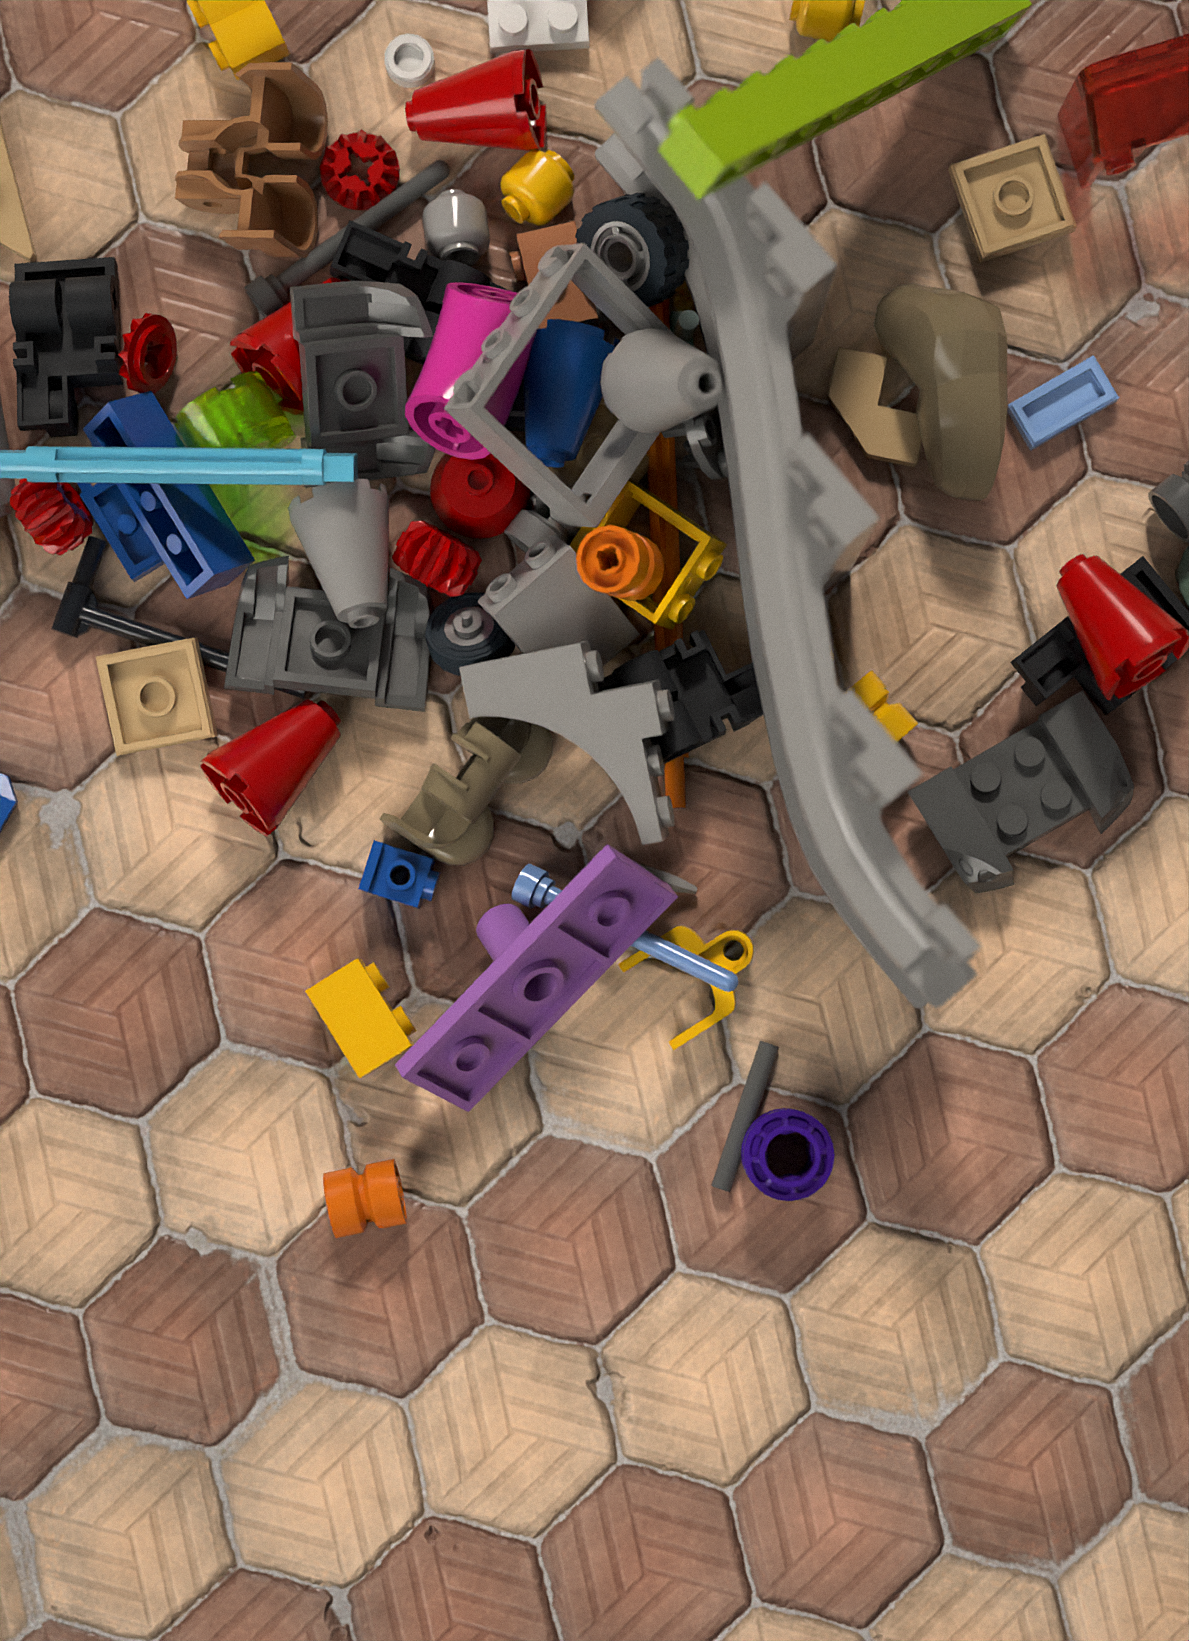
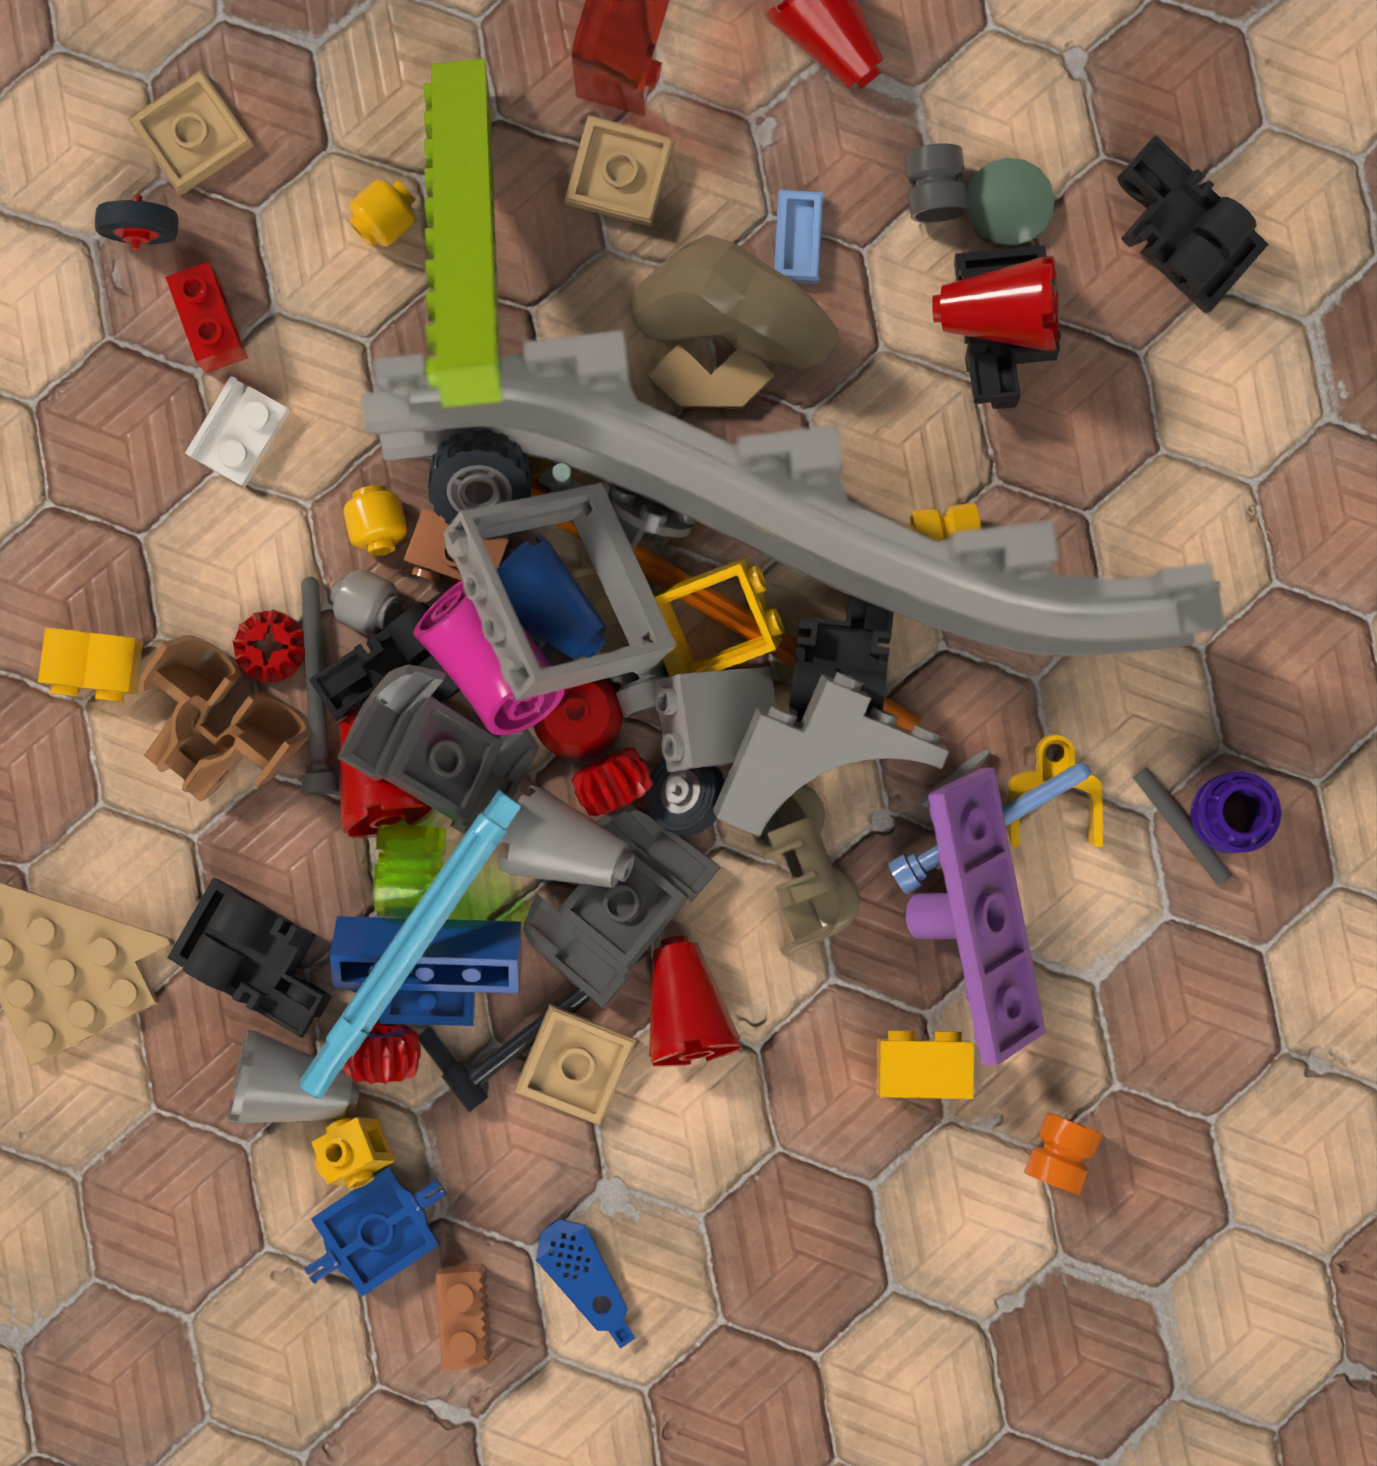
camera: 60 degrees left, 0 degrees up
(150, 367) = (307, 899): red gear -> none
(378, 873) = (816, 971): blue brick -> none
(409, 60) = (209, 553): white tile -> none
(484, 105) = (285, 520): red cone -> none
(620, 563) = (715, 645): orange wheel -> none
(659, 381) = (601, 522): light grey cone -> none
(1025, 791) = (1074, 453): dark grey piece -> none

